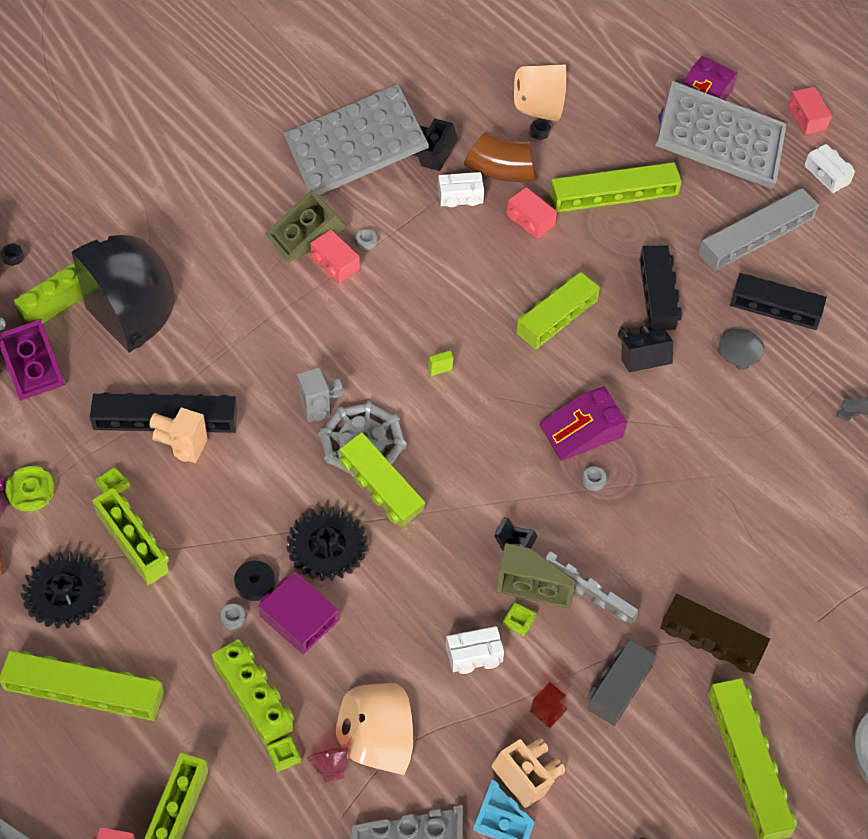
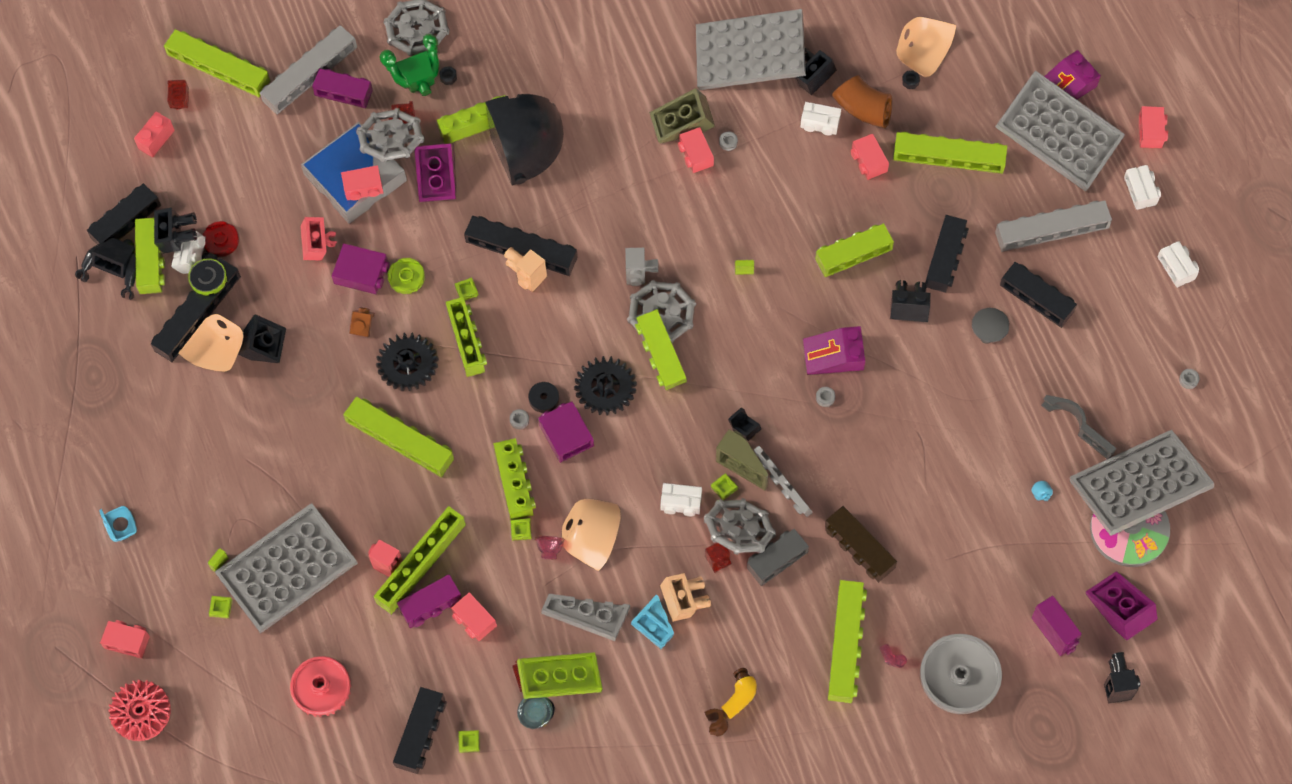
camera: 25 degrees right, 10 degrees up
(562, 658) = (744, 538): none -> light grey plate
(814, 763) = (893, 660): none -> clear pink arm

